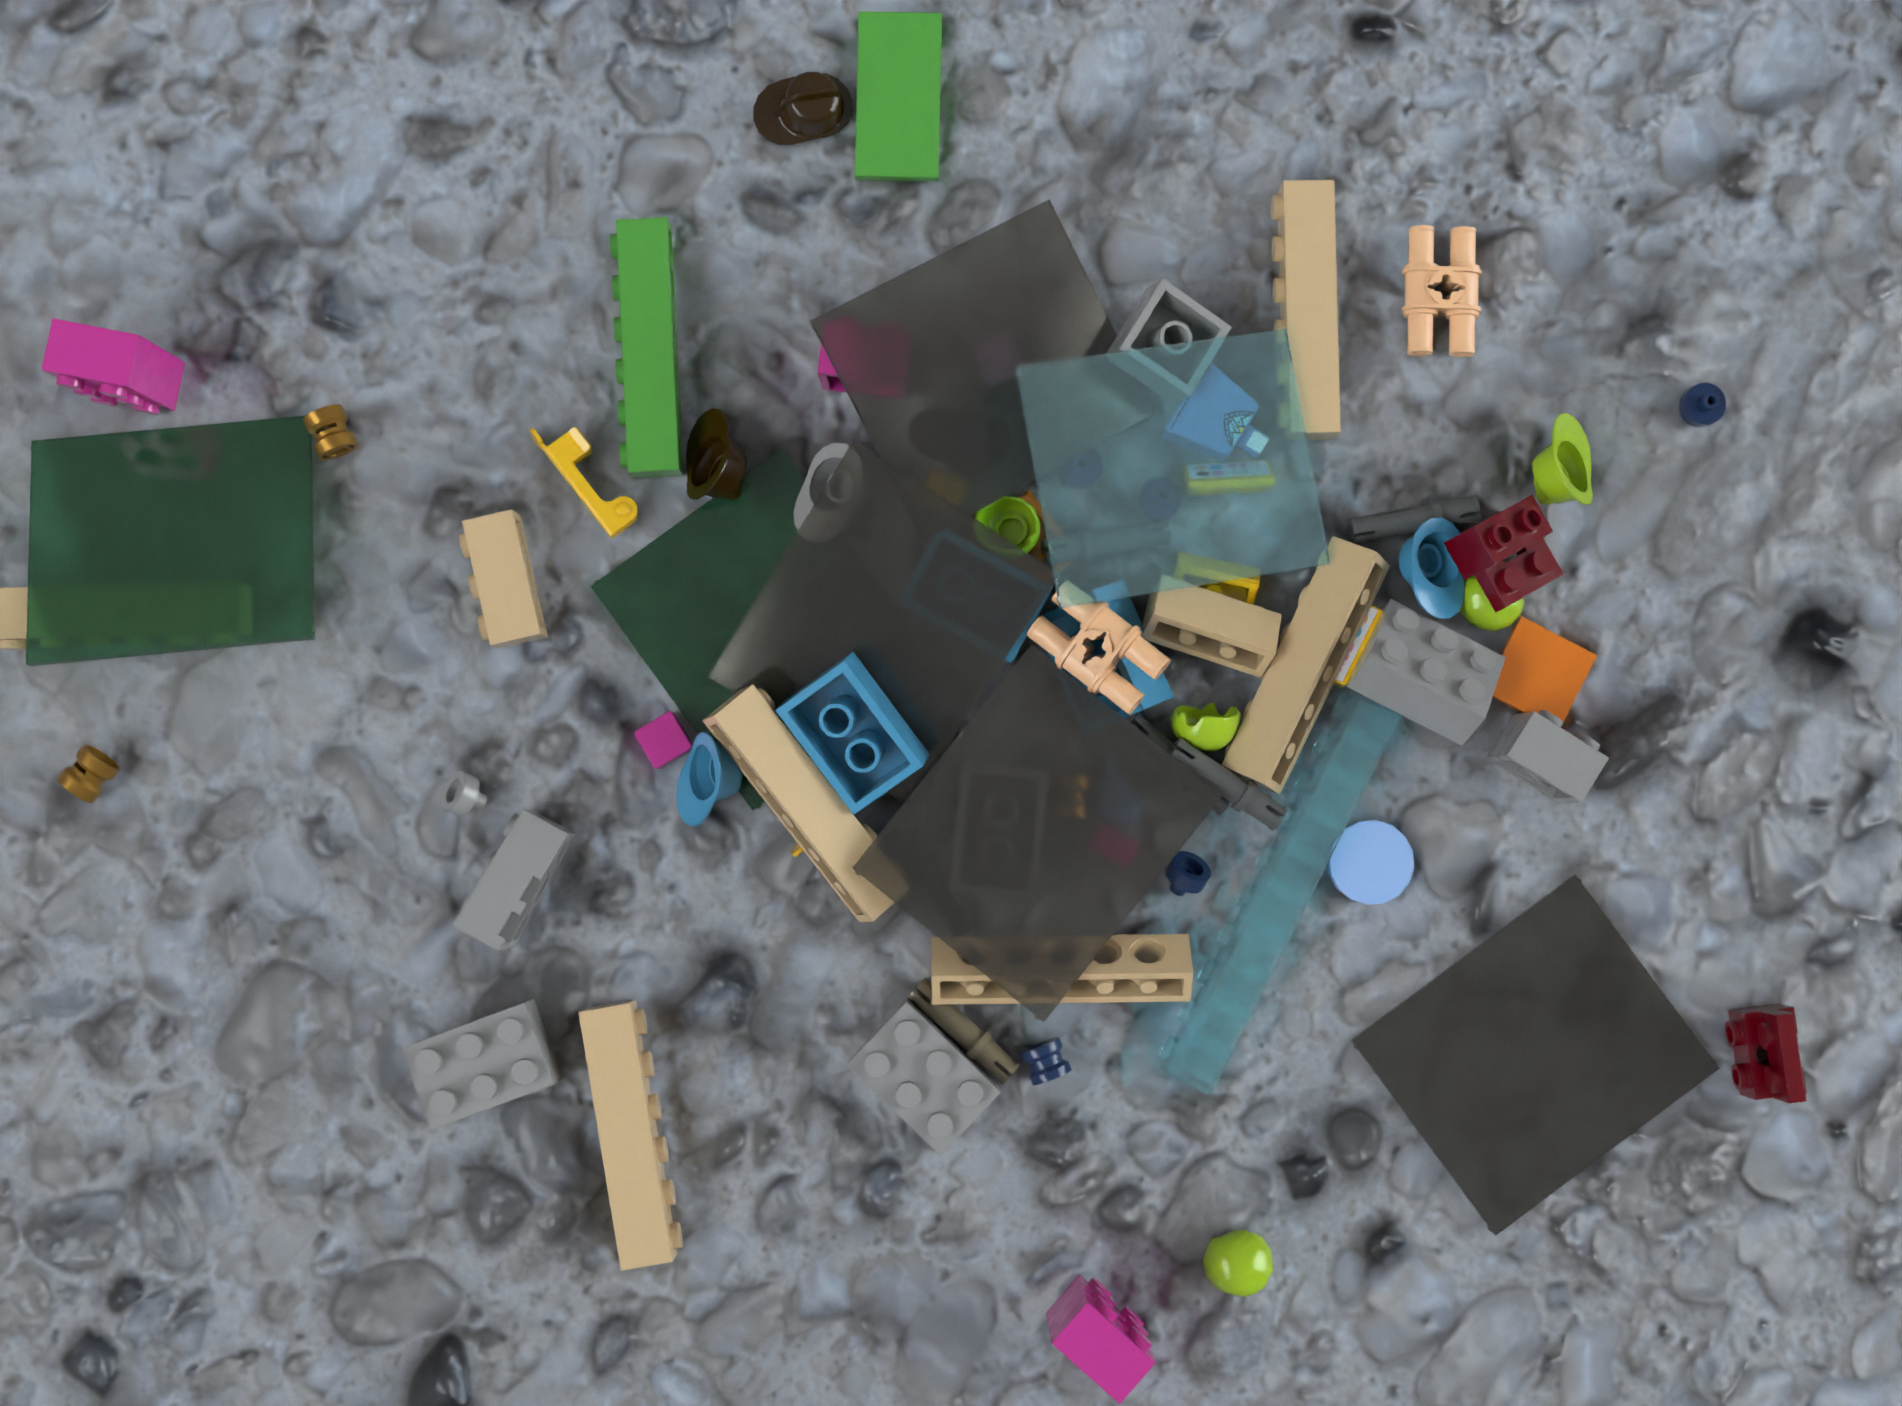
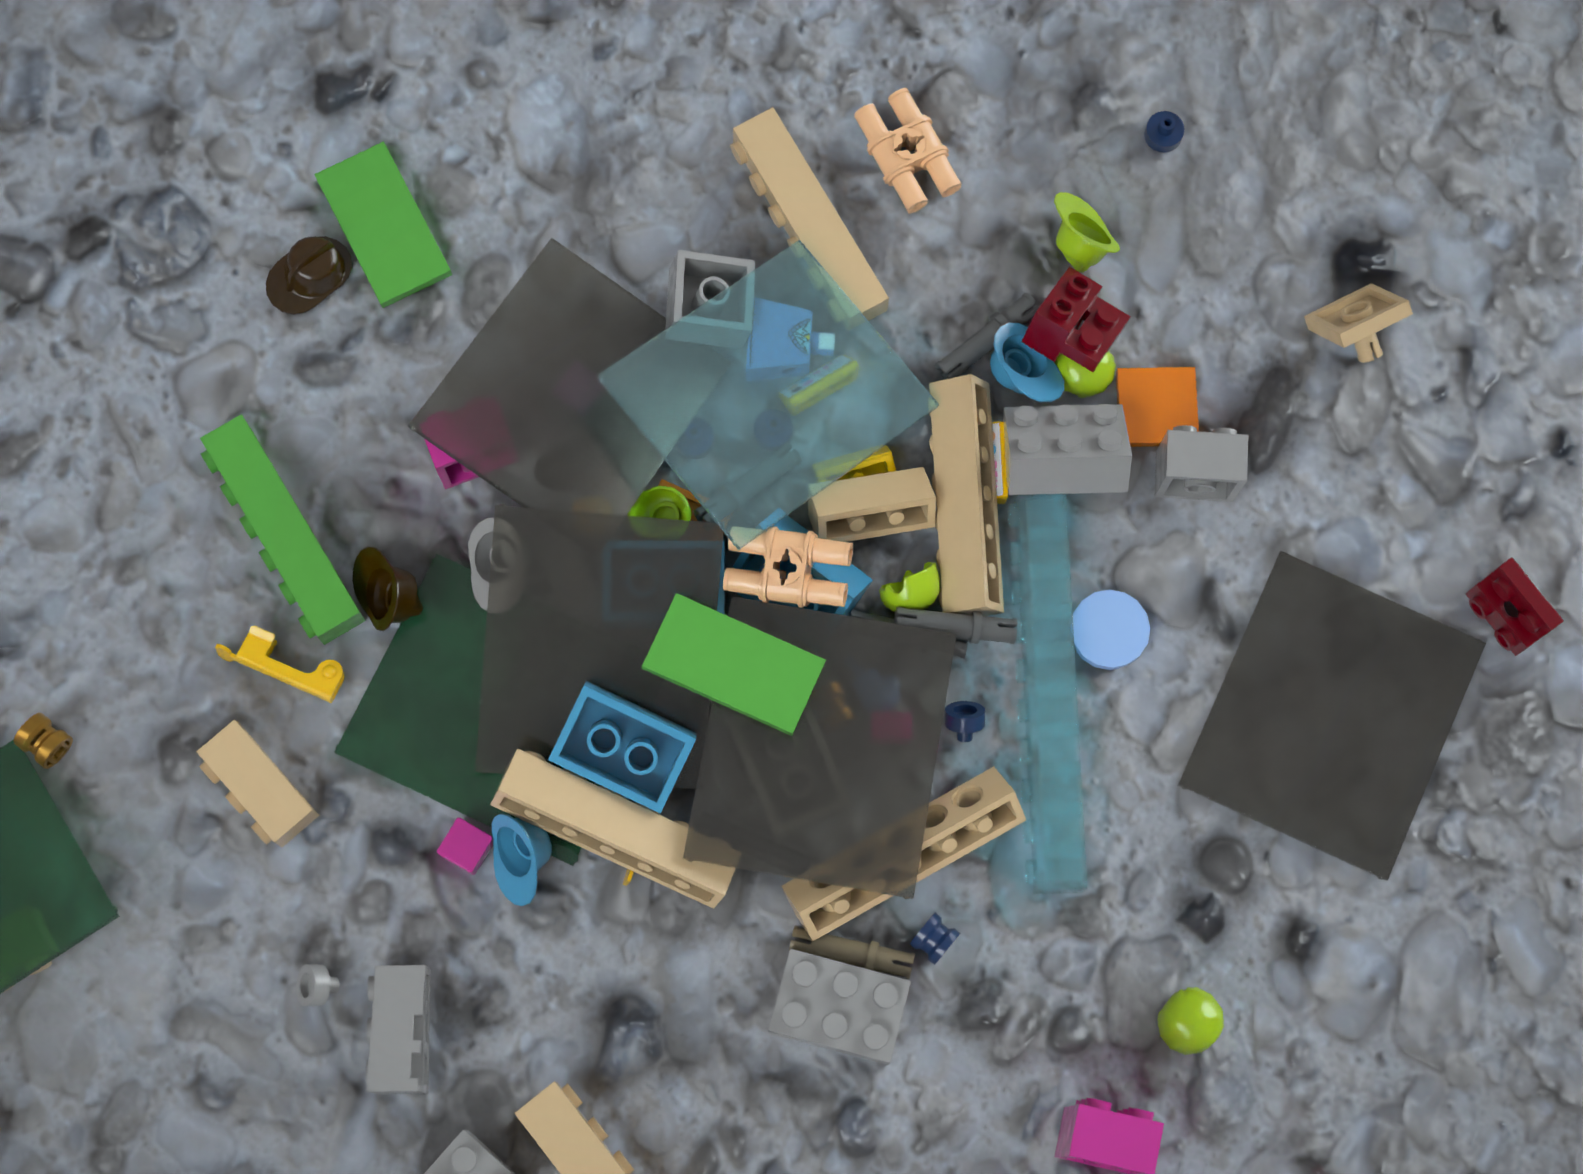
camera: 30 degrees left, 10 degrees down
(996, 713) = (733, 664): none -> bright green tile
(1784, 695) = (1358, 318): none -> tan tile

